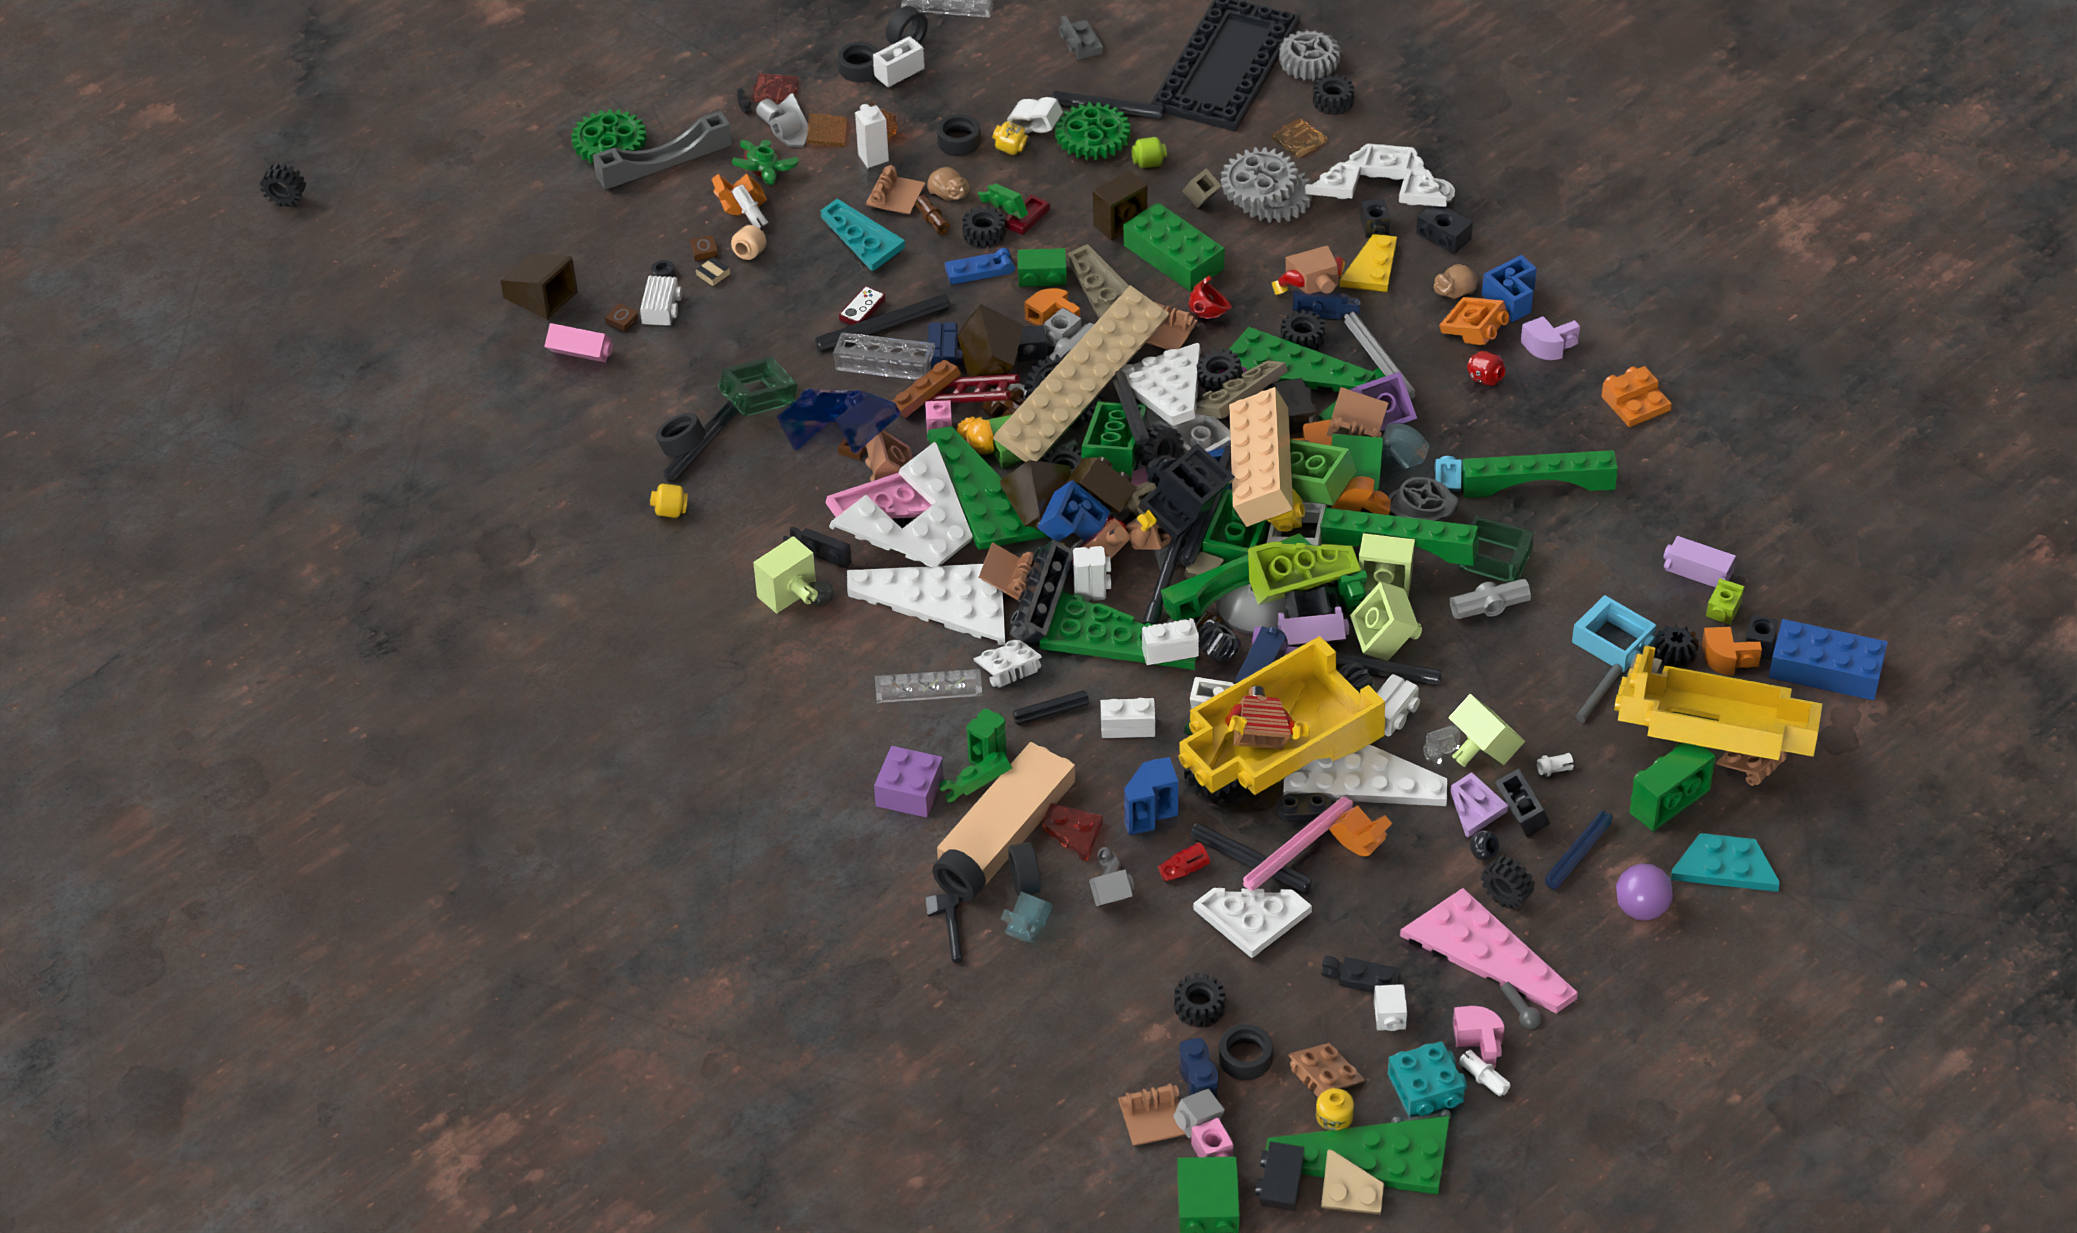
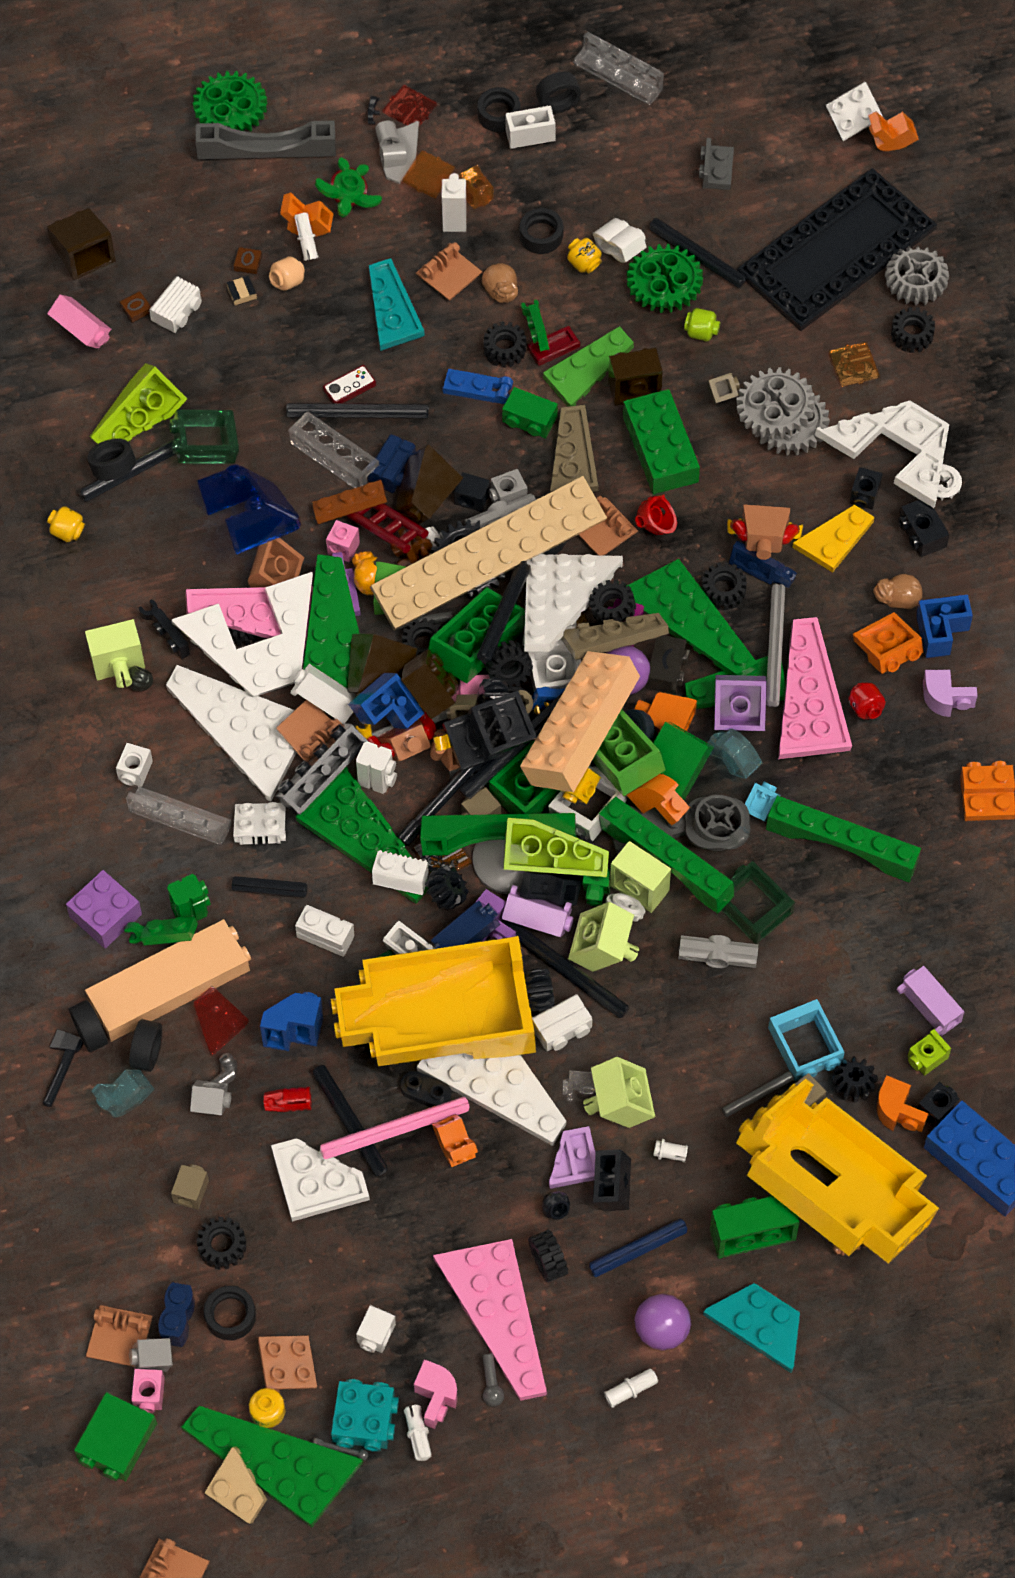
camera: 25 degrees right, 15 degrees up
(663, 268) = (199, 271): black tile -> none
(679, 384) = (141, 404): none -> lime wedge
(860, 660) = (134, 756): none -> white brick
(932, 214) = (468, 310): reddish brown pin -> none
(1005, 533) = (323, 692): none -> white brick
(1047, 303) = (511, 456): orange brick -> none
(1067, 219) = (580, 371): none -> bright green wing
(1140, 967) = (190, 1186): none -> dark tan brick
(1263, 722) = (420, 998): torso -> none
(1281, 1176) = (182, 1451): black brick -> none
(1357, 415) = (703, 711): nougat hinge -> none
(1359, 973) = (375, 1284): black plate -> none
(1440, 389) = (811, 707): none -> bright pink wing
(1649, 959) = (630, 1387): none -> white axle

